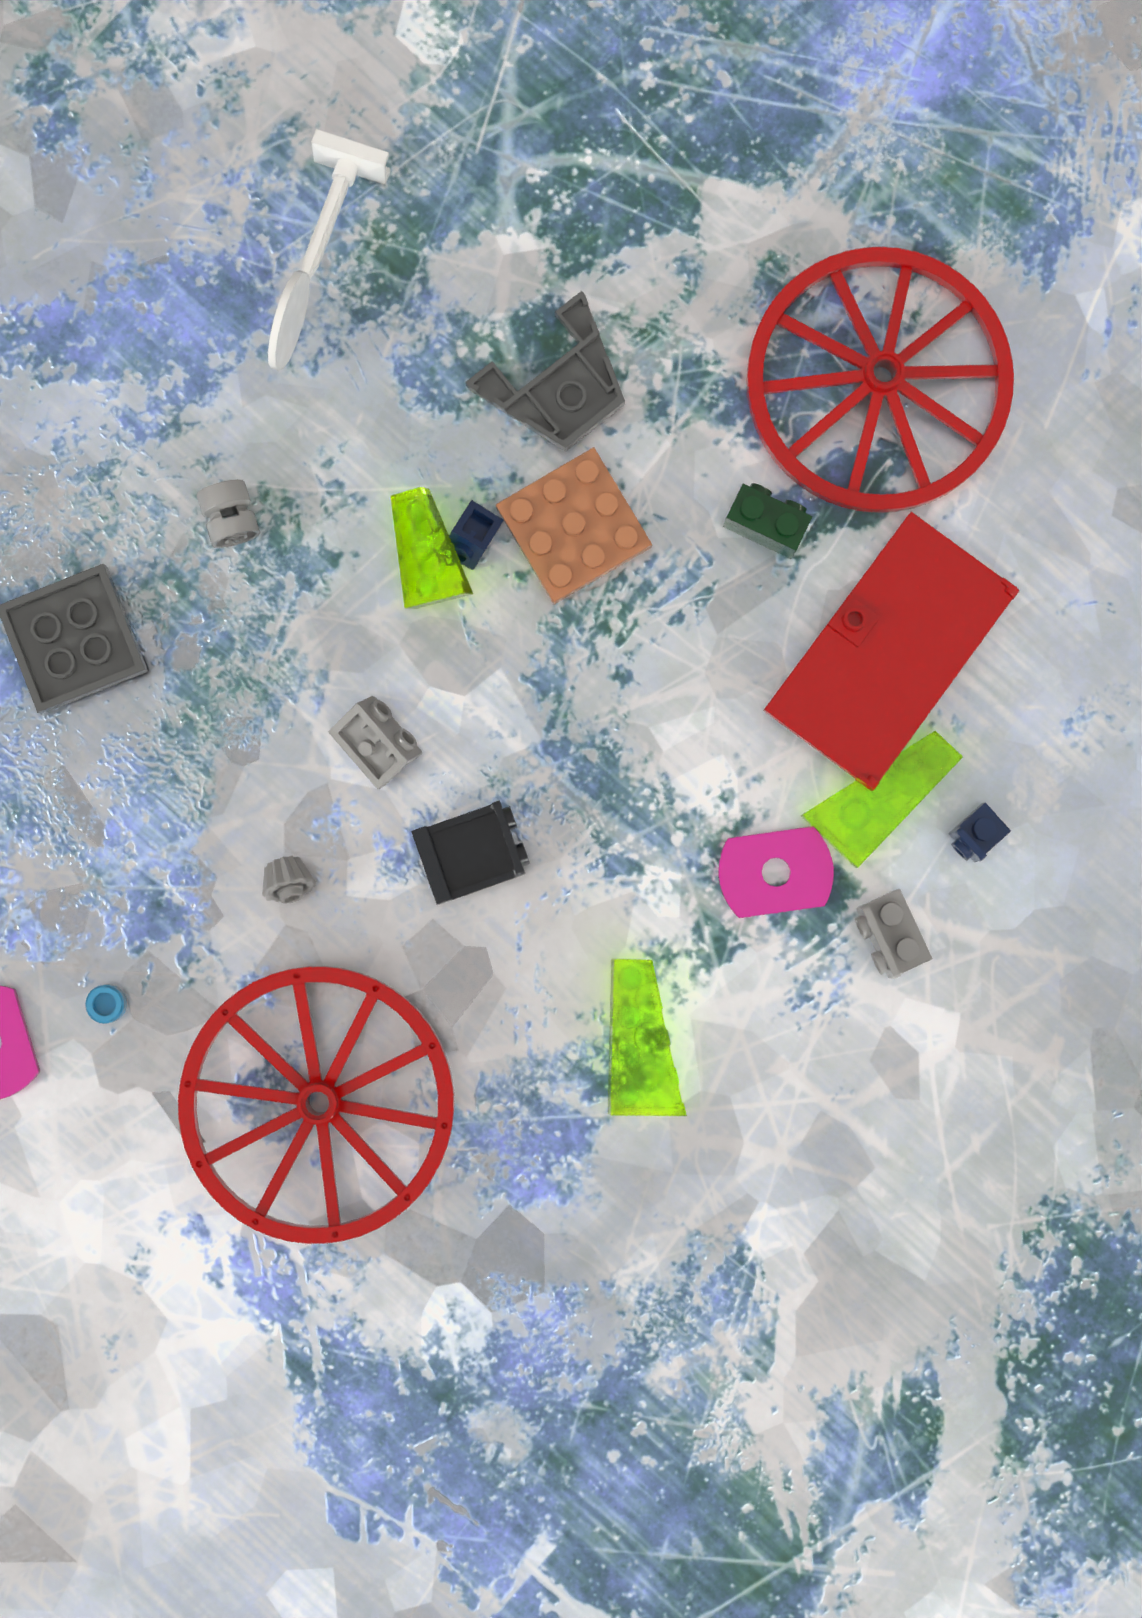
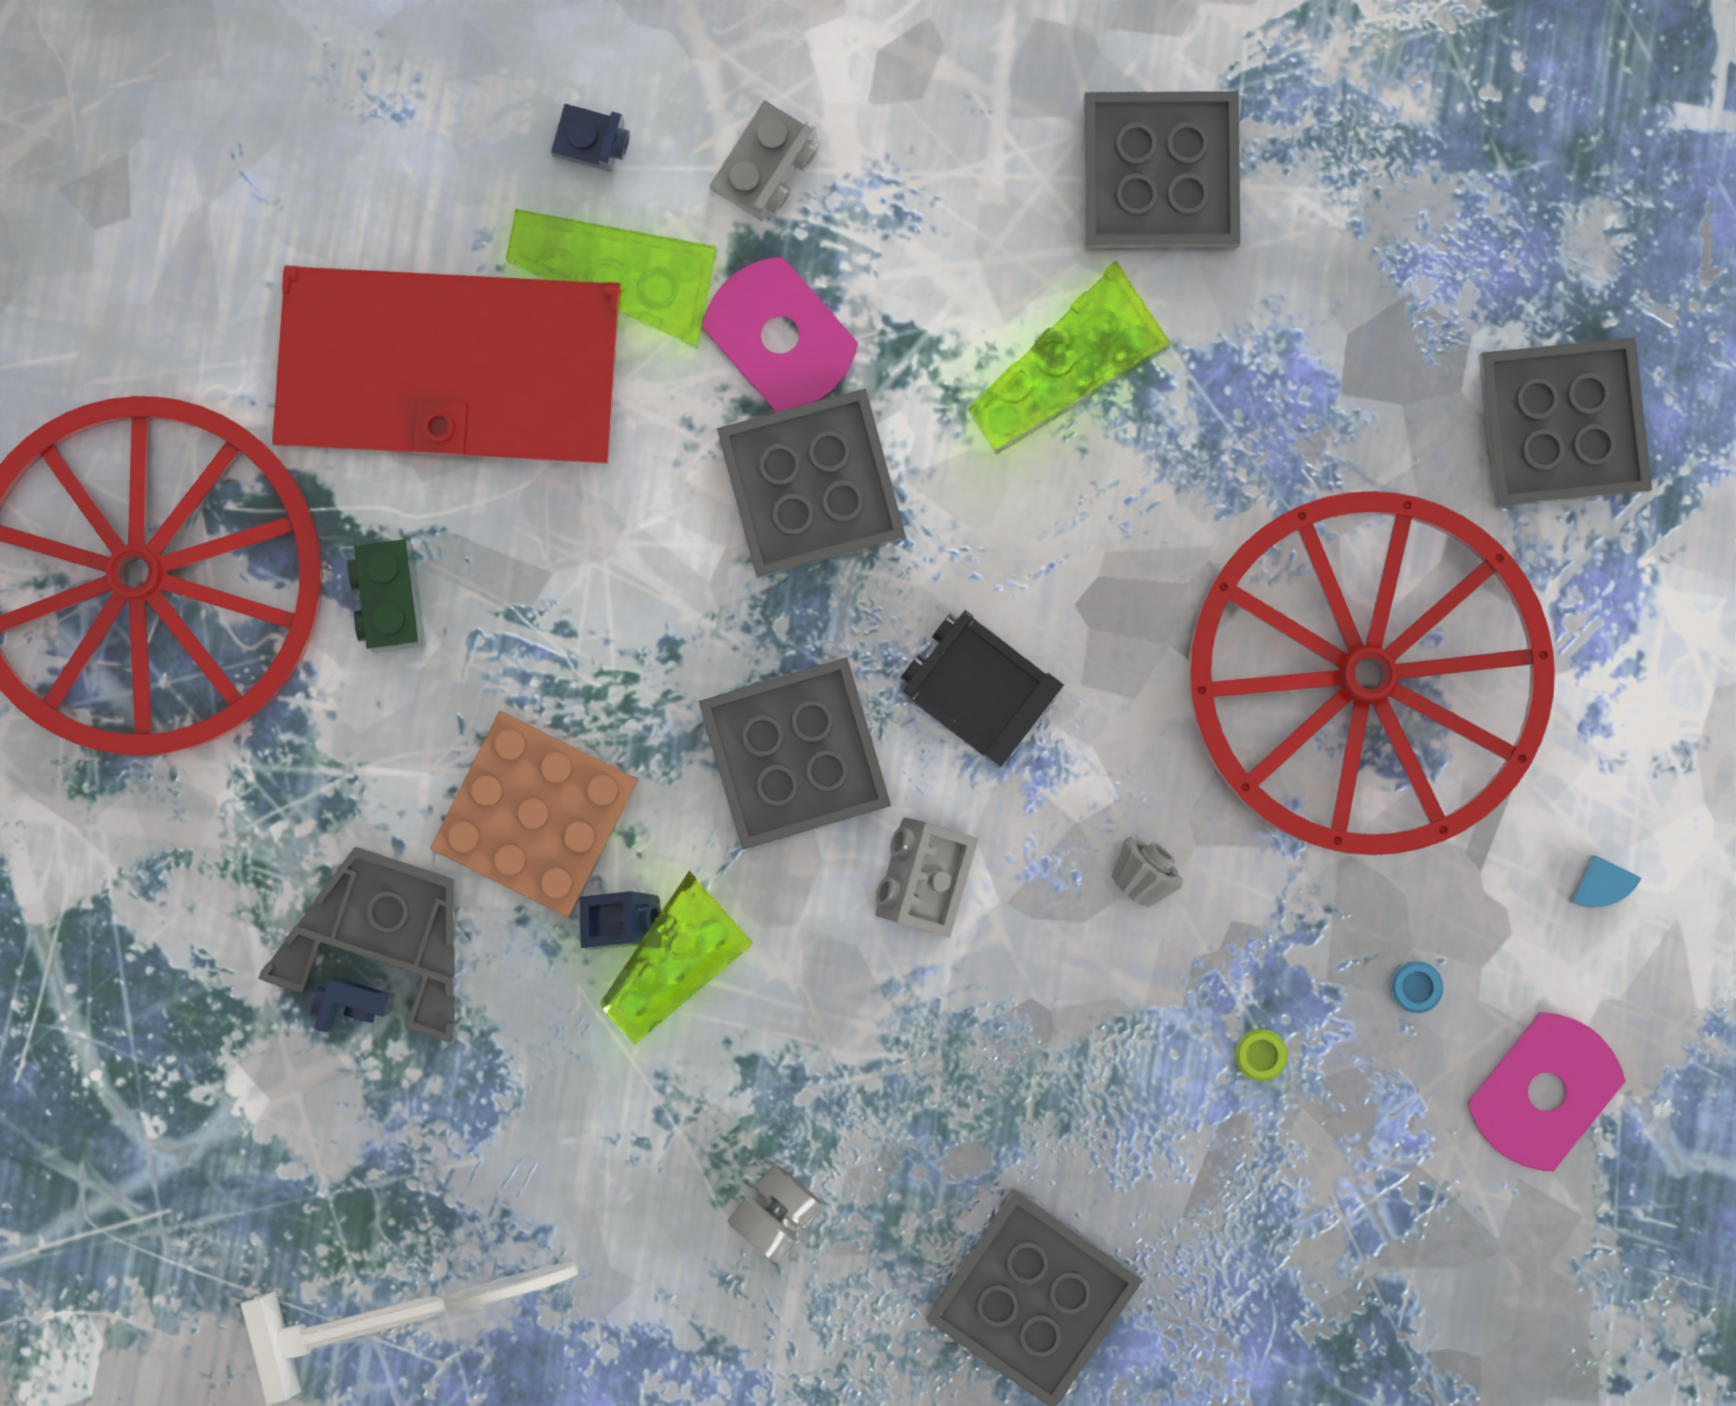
camera: 125 degrees left, 0 degrees up
(90, 1164) = (1603, 884): none -> dark azure tile
(128, 878) = (1261, 1055): none -> lime tile
(396, 1336) = (1565, 422): none -> dark grey plate
(505, 709) = (794, 753): none -> dark grey plate
(530, 343) = (360, 1002): none -> dark blue bracket
(668, 830) = (811, 483): none -> dark grey plate
(725, 1184) = (1162, 169): none -> dark grey plate

